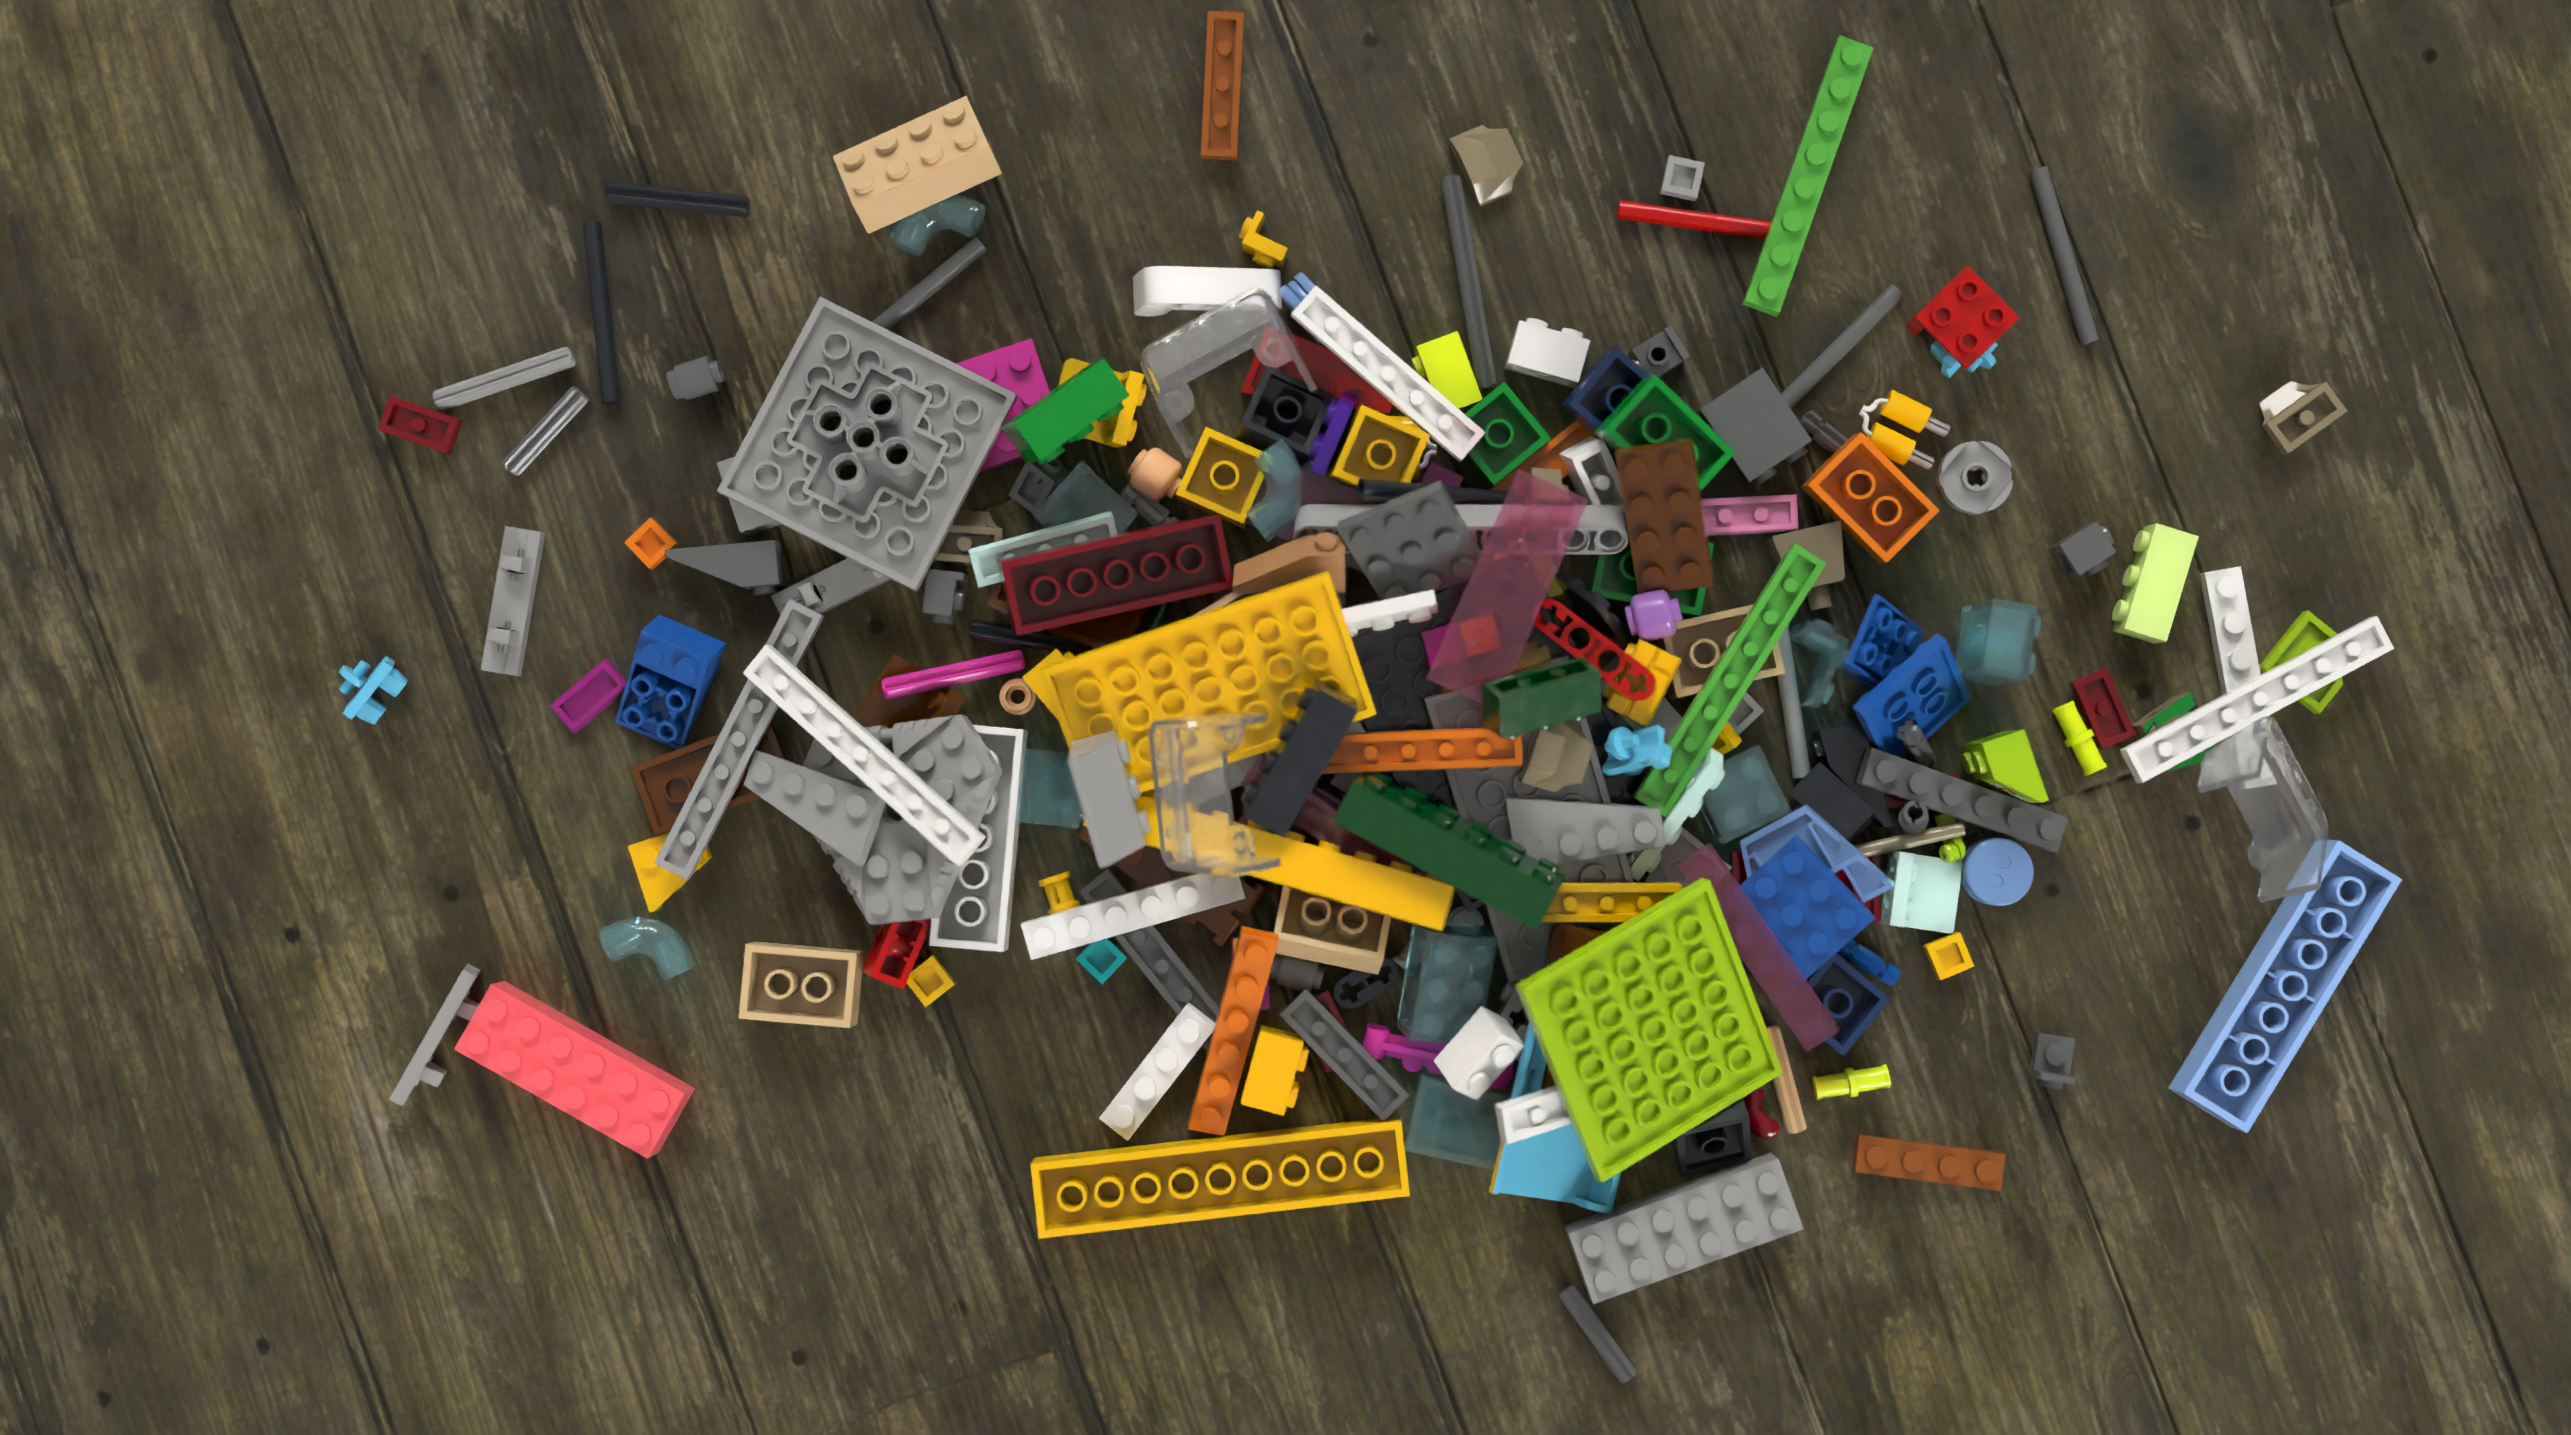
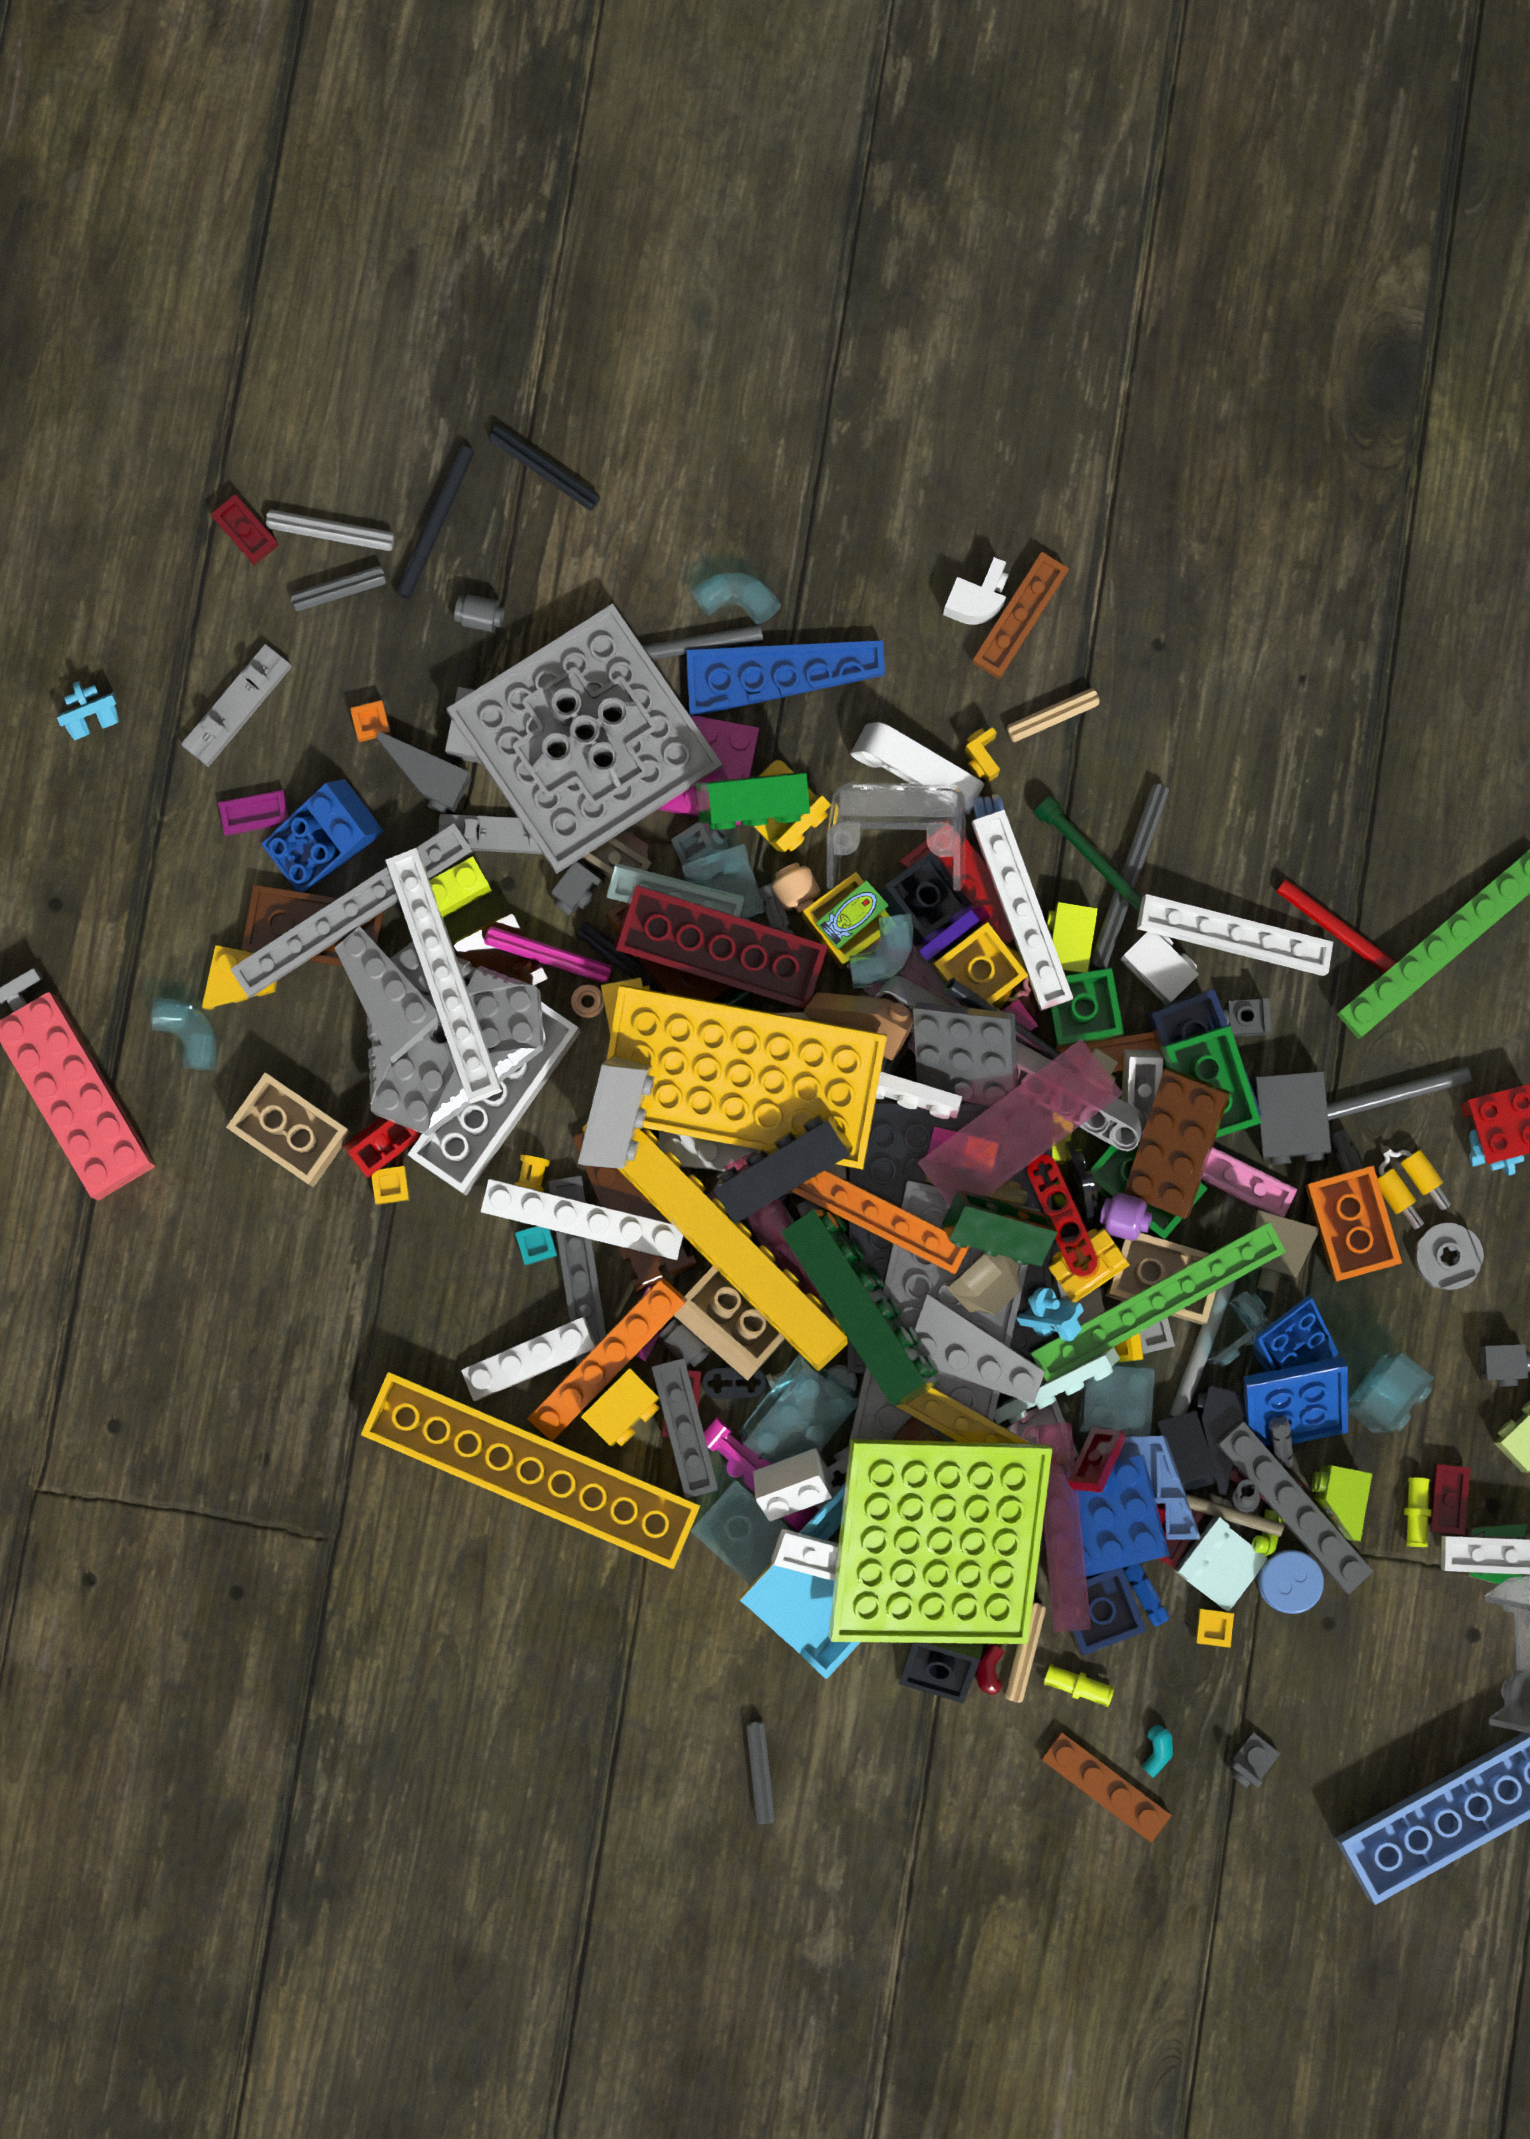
camera: 30 degrees right, 5 degrees down
(830, 657) = (459, 887): none -> neon yellow brick
(916, 165) = (746, 544): tan brick -> none
(1000, 286) = (752, 675): none -> blue wing
(1049, 790) = (570, 1088): clear light blue bracket -> none
(1171, 98) = (978, 604): none -> white brick
(1195, 795) = (685, 1151): clear windscreen -> none
(1225, 471) = (851, 915): none -> tile
(1307, 166) = (1053, 715): none -> tan axle
(1360, 262) = (1051, 813): none -> dark green piece
(1487, 162) = (1196, 790): dark tan slope -> none
(1602, 282) = (1234, 935): none -> white plate
(1682, 178) = (1344, 889): light grey plate -> none
(1683, 1227) = (877, 1724): light grey brick -> none
(1755, 865) = (1096, 1460): none -> dark red plate
(1962, 1097) = (1161, 1750): none -> teal arm

